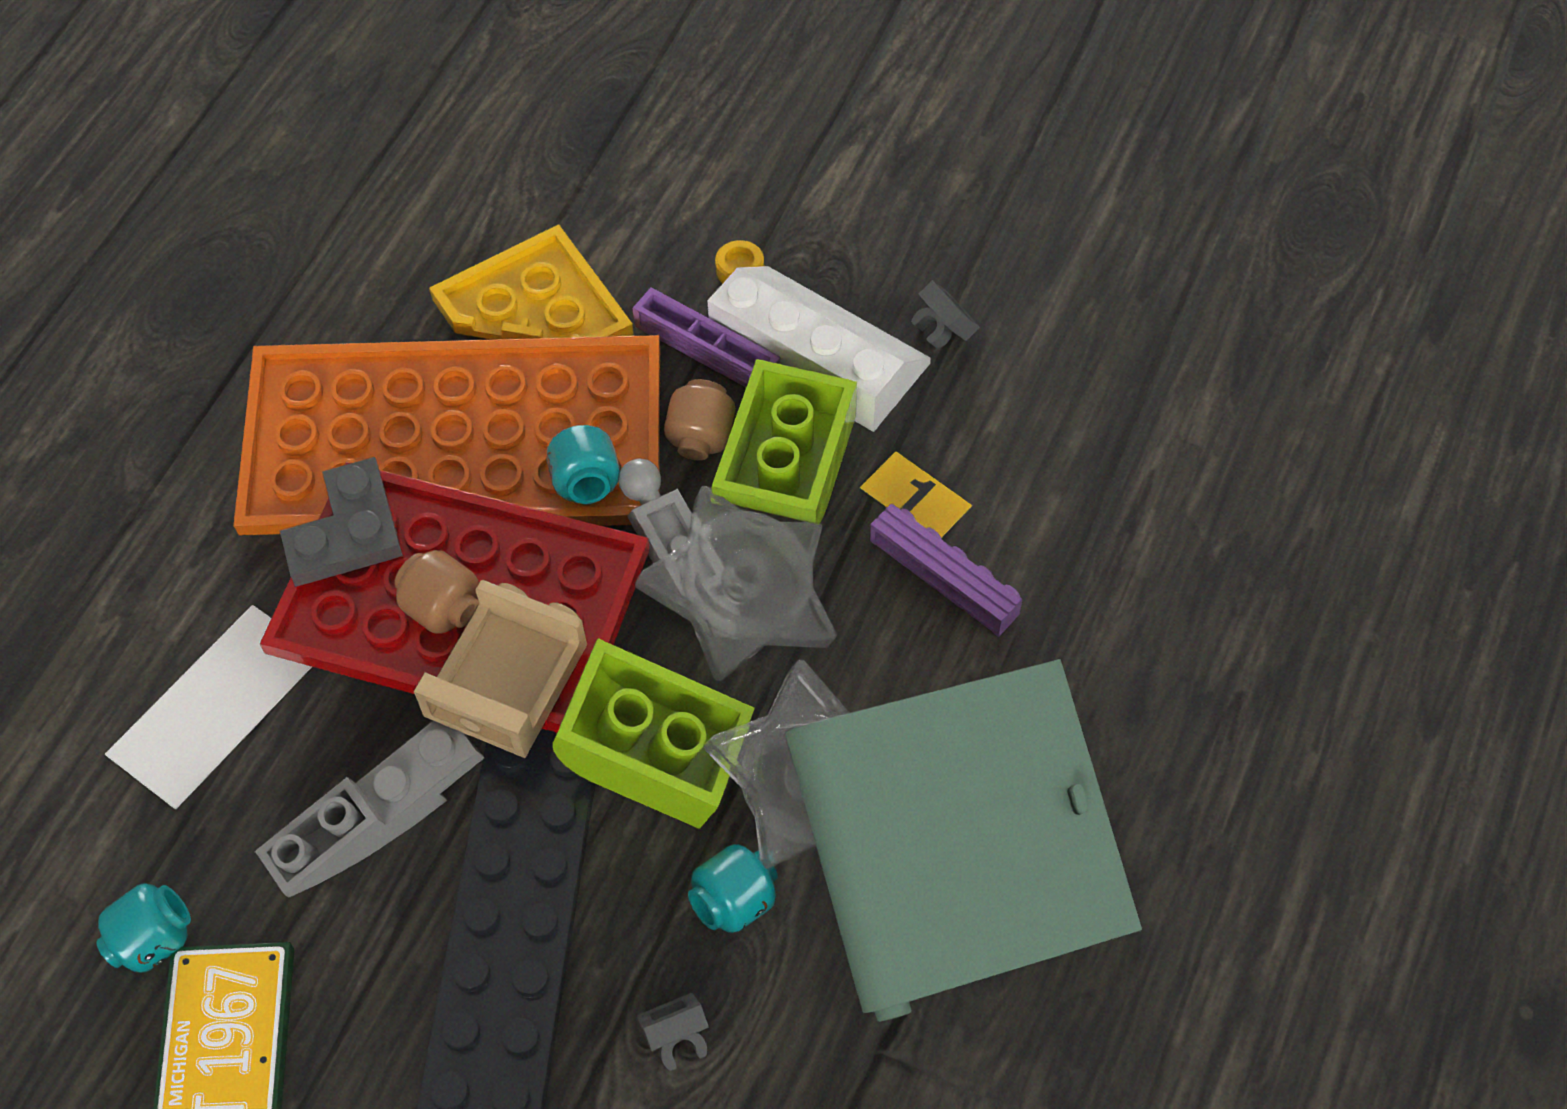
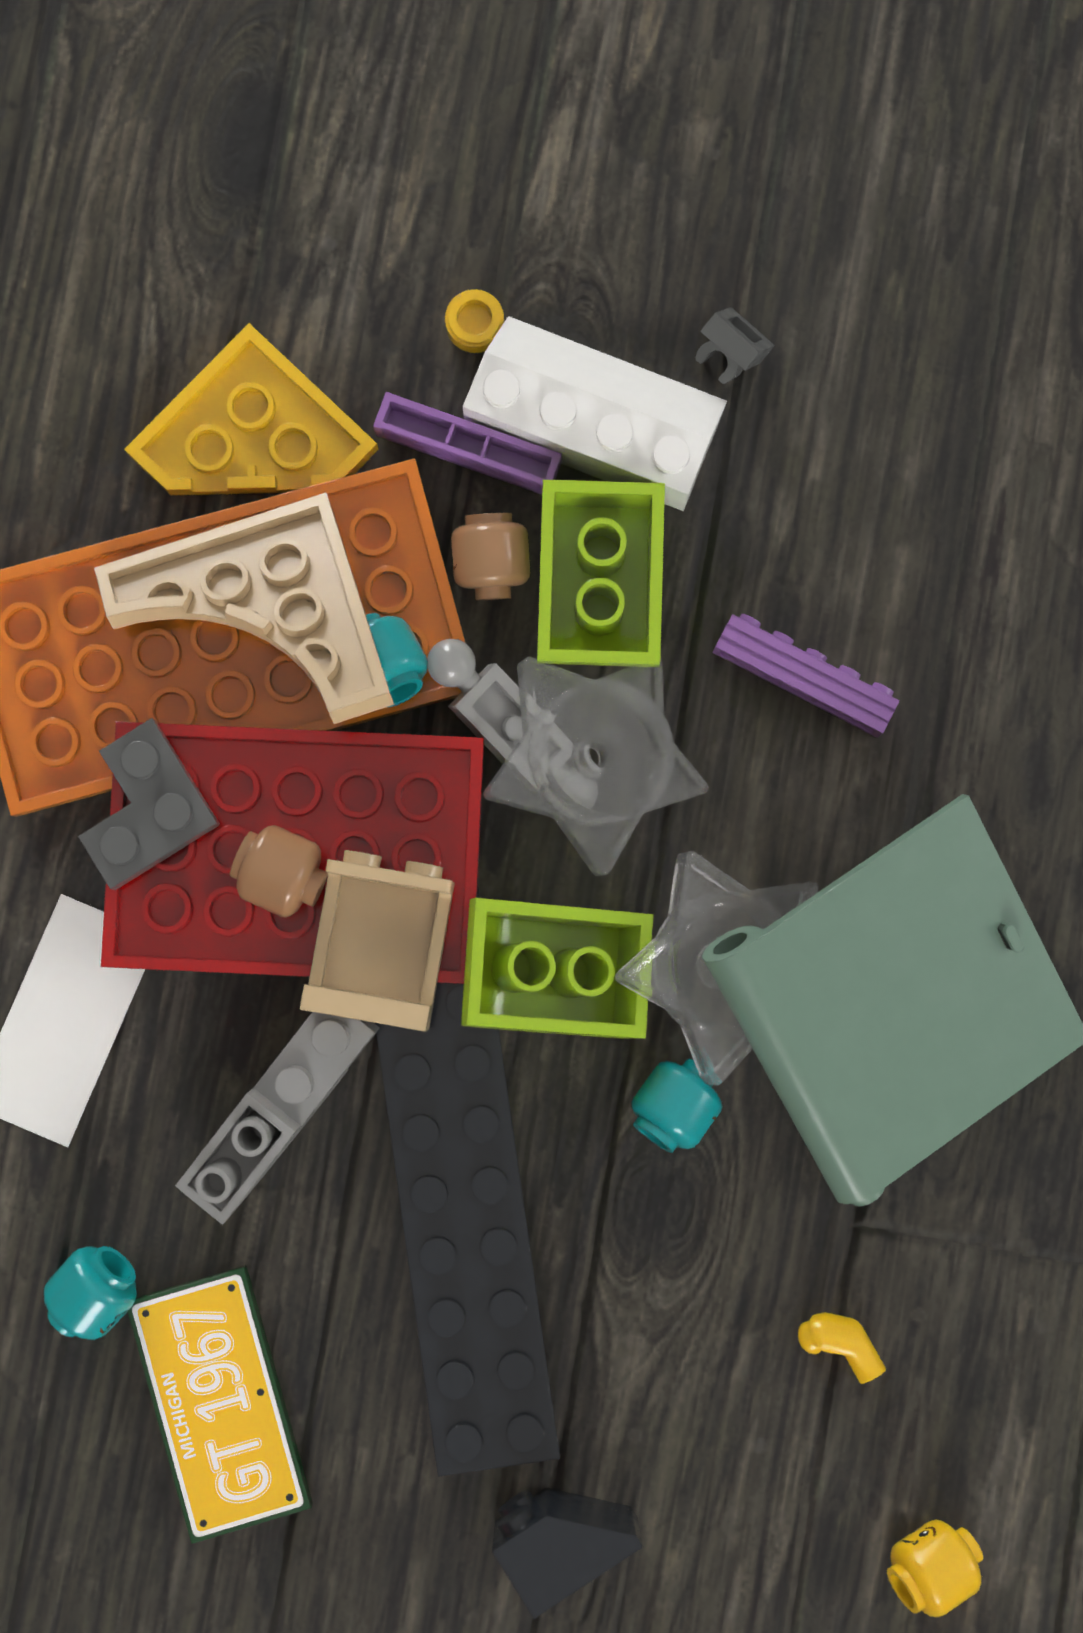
camera: 15 degrees left, 25 degrees up
(516, 384) = (272, 577): none -> tan plate
(672, 1023) = (653, 1259): dark grey tile -> none
(913, 489) = (750, 584): yellow sticker -> none

